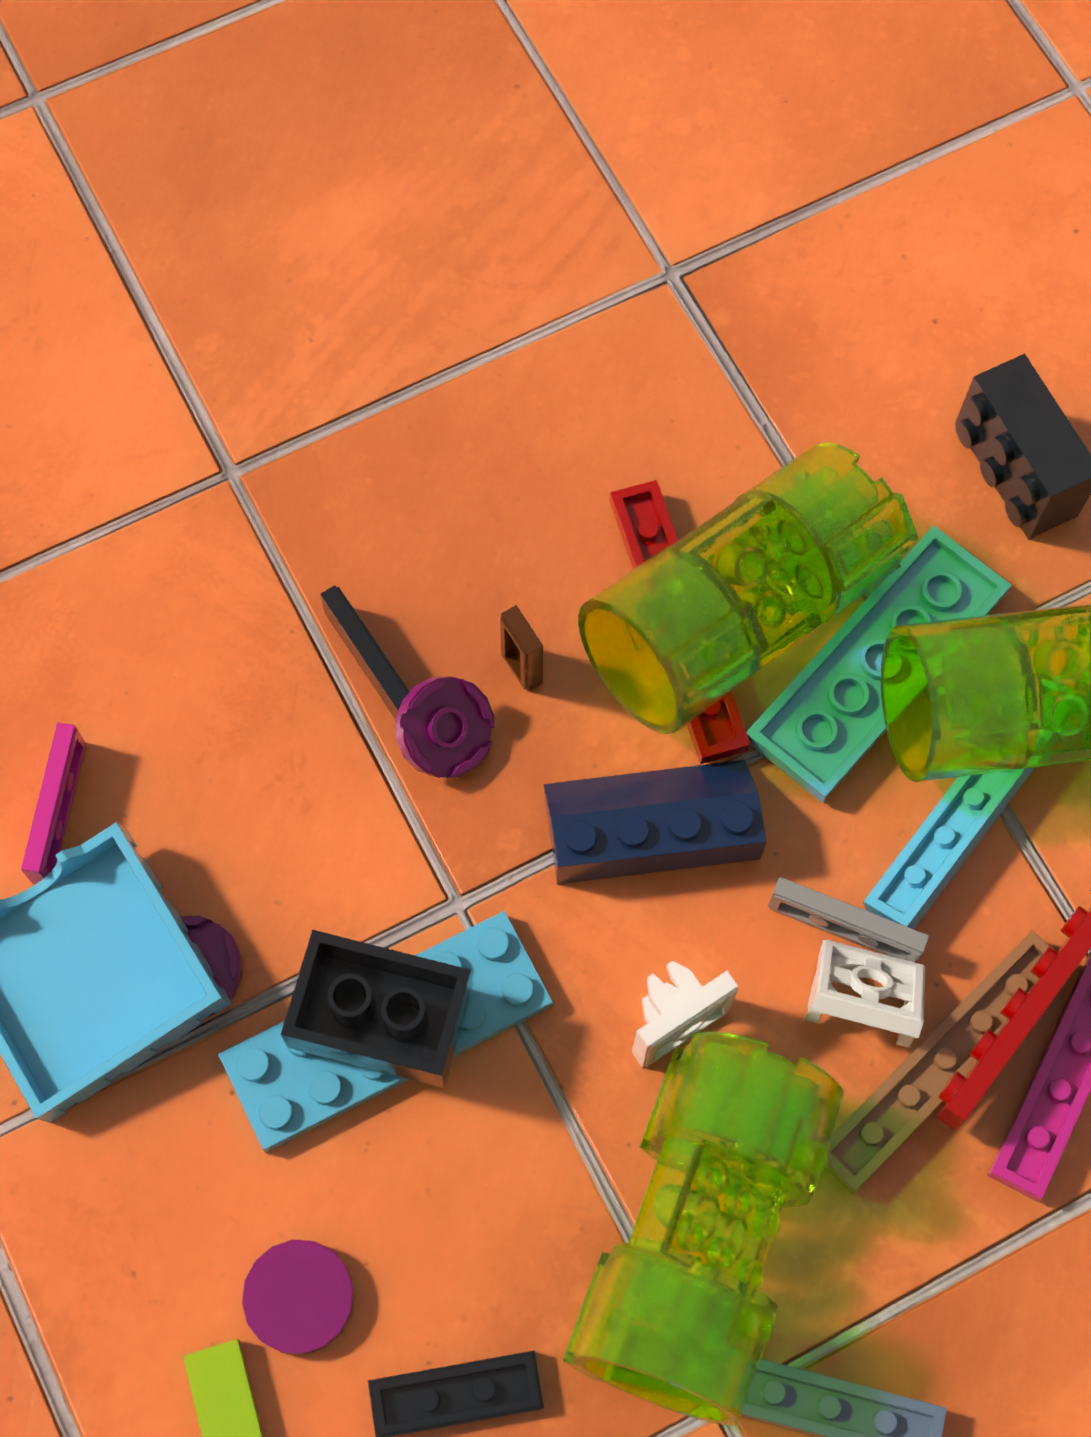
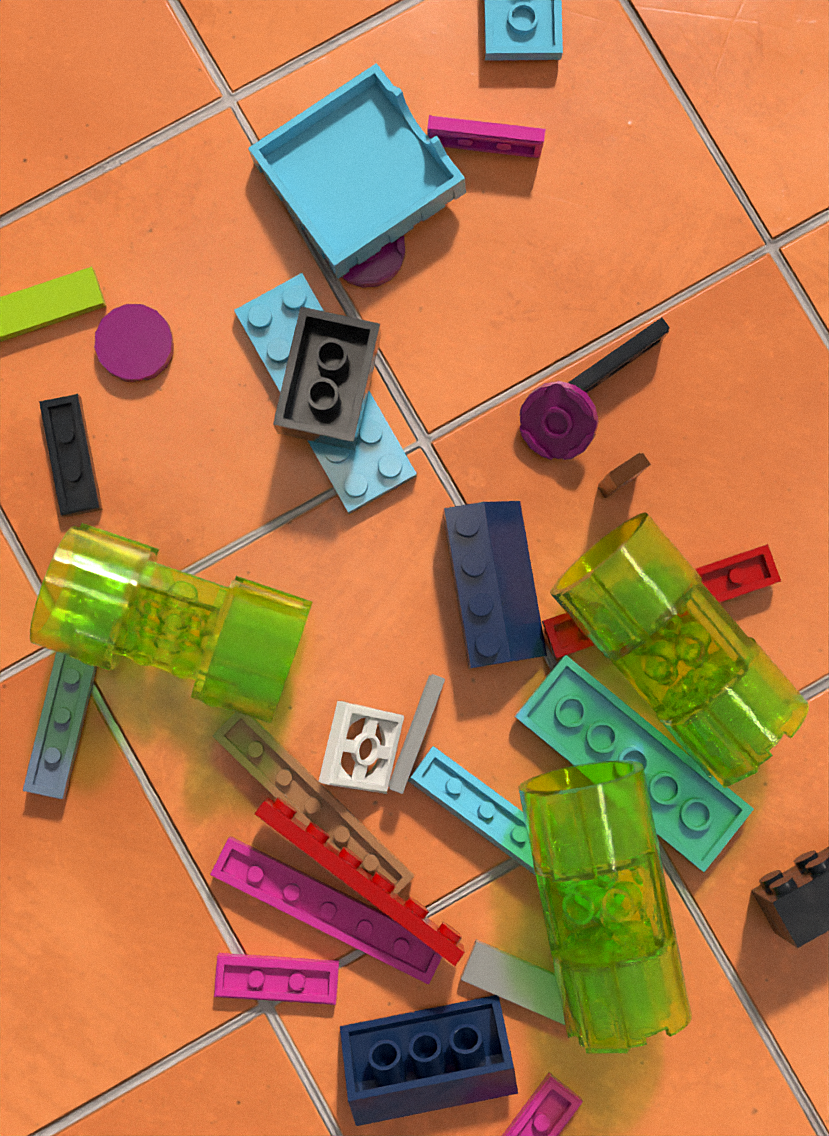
camera: 85 degrees right, 15 degrees up
(679, 1011) = (334, 603): white piece -> none

